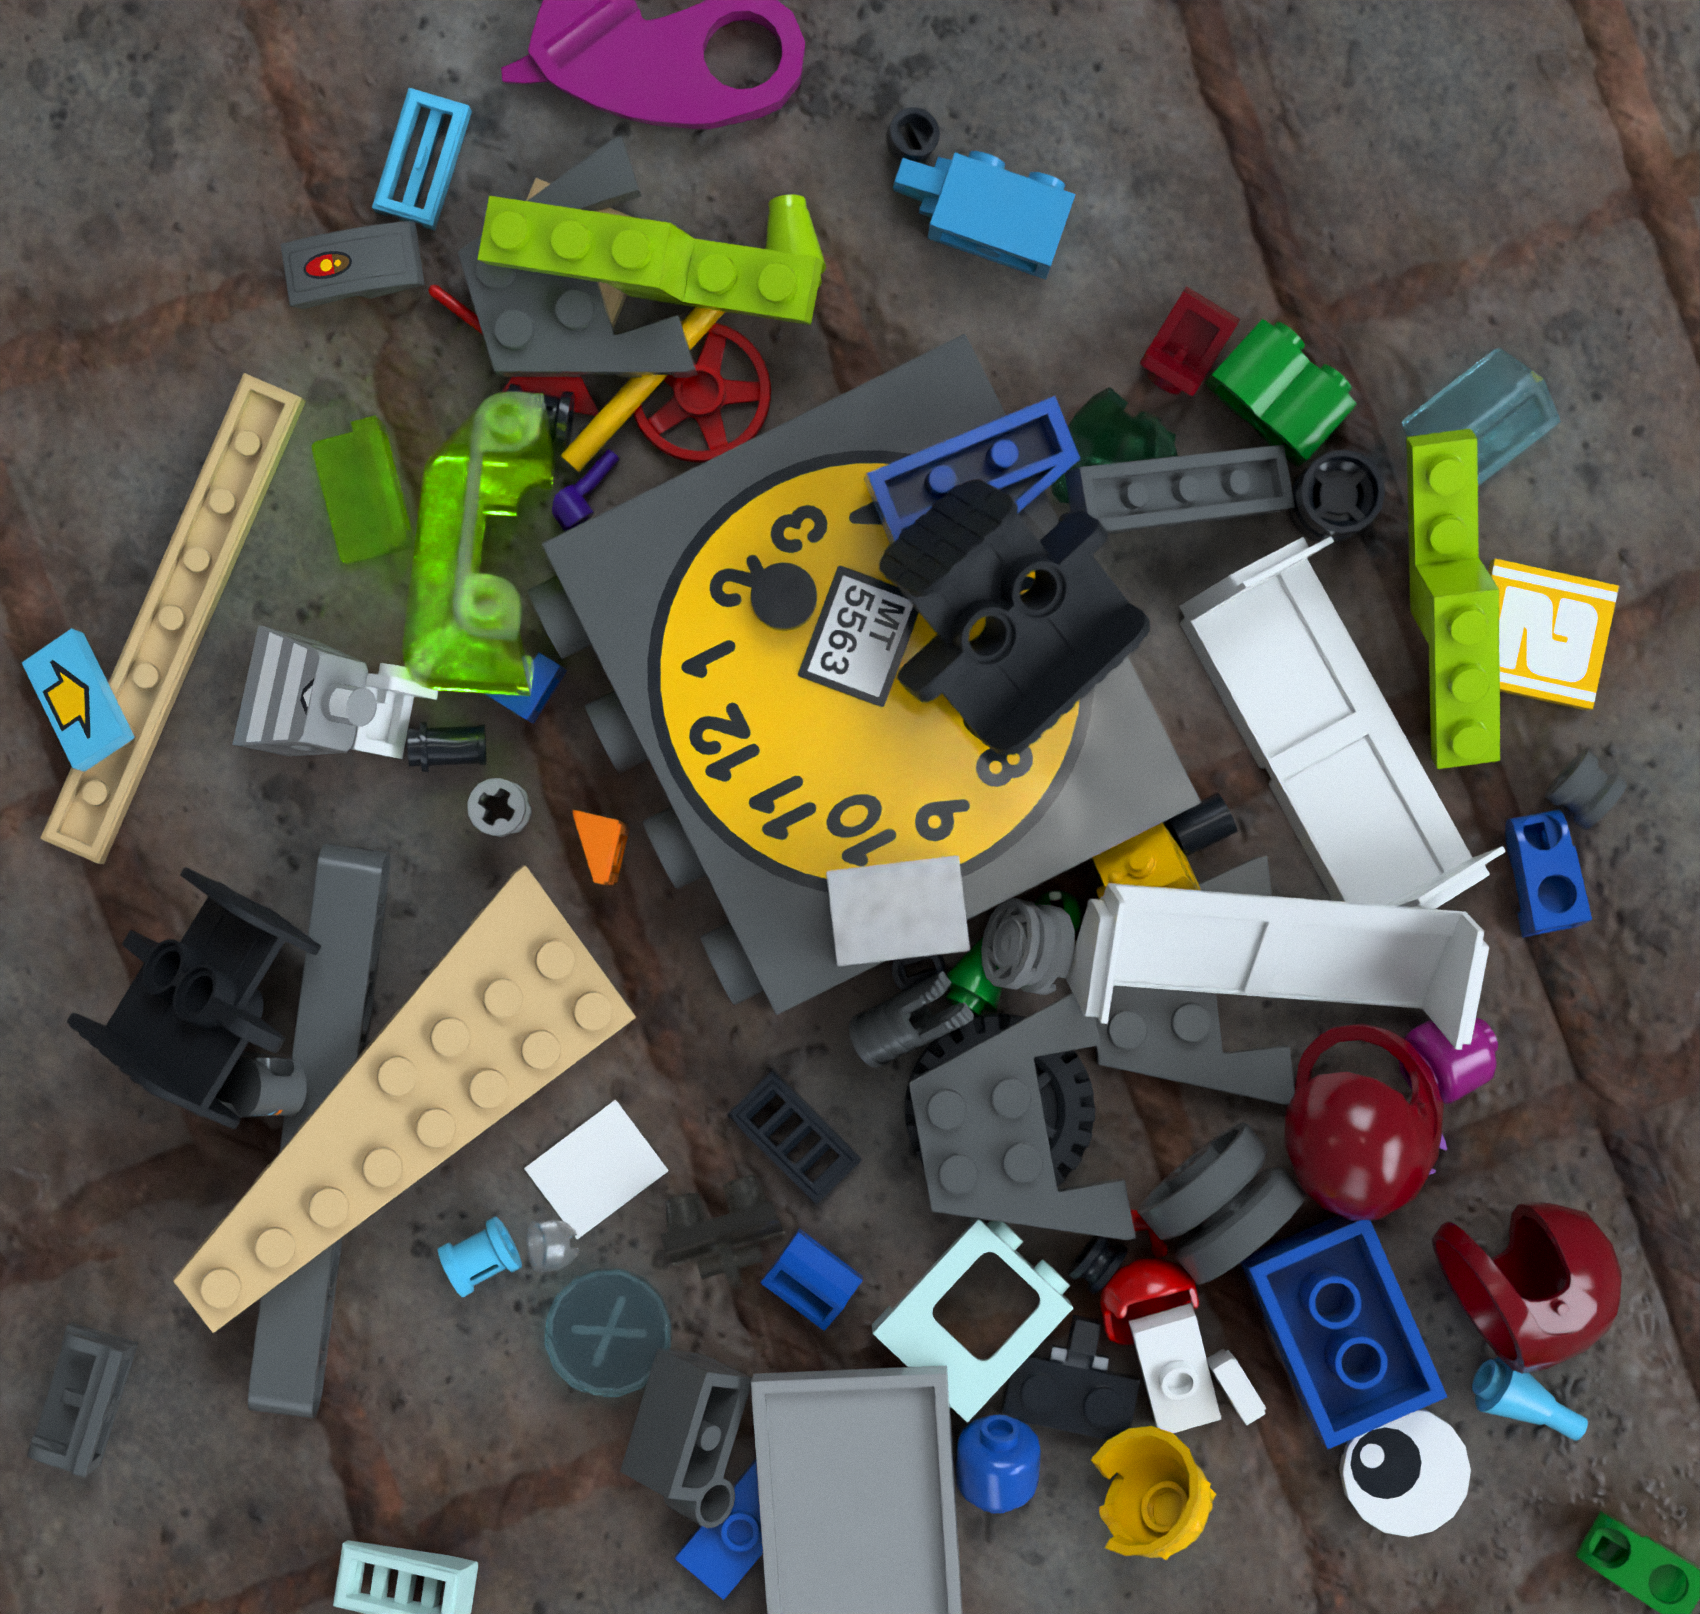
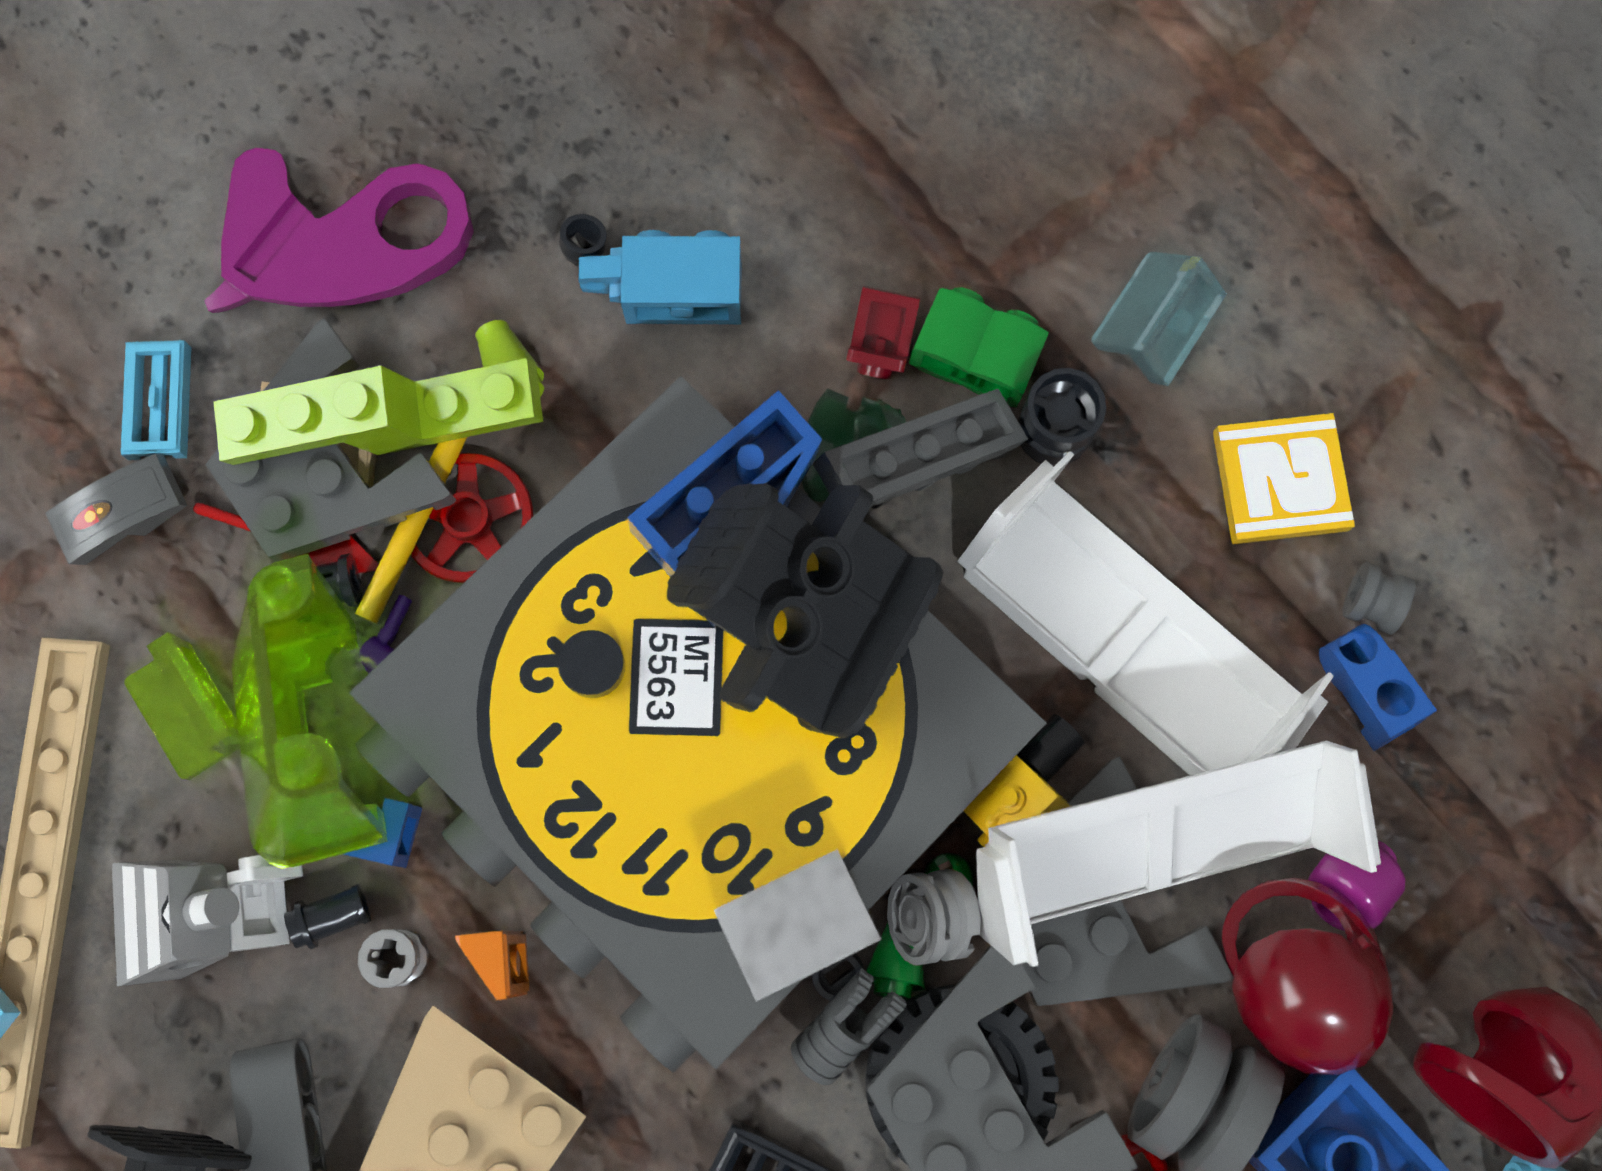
camera: 15 degrees left, 10 degrees down
(1453, 598) = (1199, 469): lime bracket -> none

